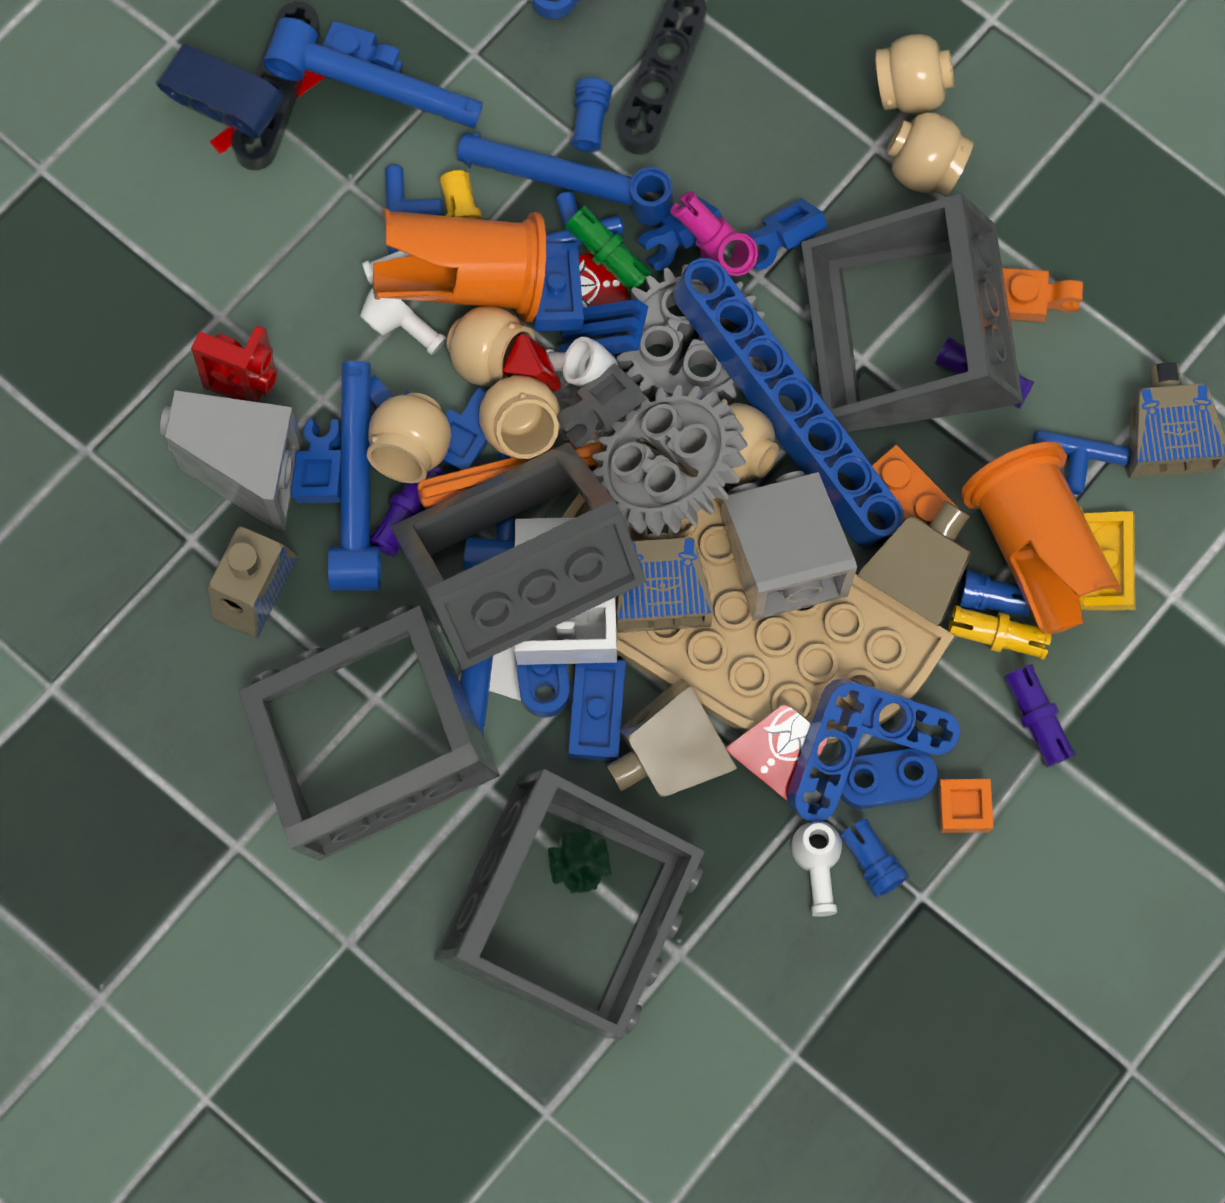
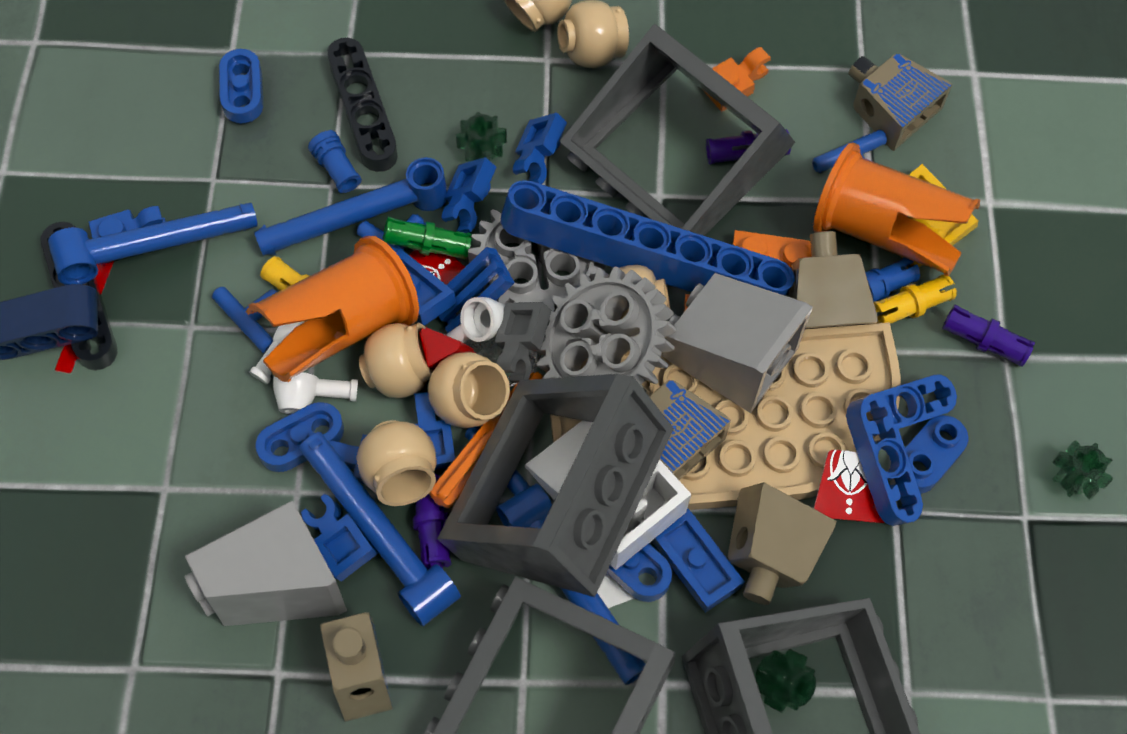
camera: 40 degrees left, 10 degrees down
(233, 369) = (212, 511): red bracket -> none
(358, 345) = (293, 431): none -> blue plate
(715, 234) = (498, 172): dark pink pin -> none
(728, 180) = (481, 137): none -> clear green gear
(818, 863) = (933, 548): white bar -> none
(881, 870) = (989, 517): blue pin -> none
(965, 805) = (999, 430): orange plate -> none
(1009, 882) = (1085, 458): none -> clear green gear

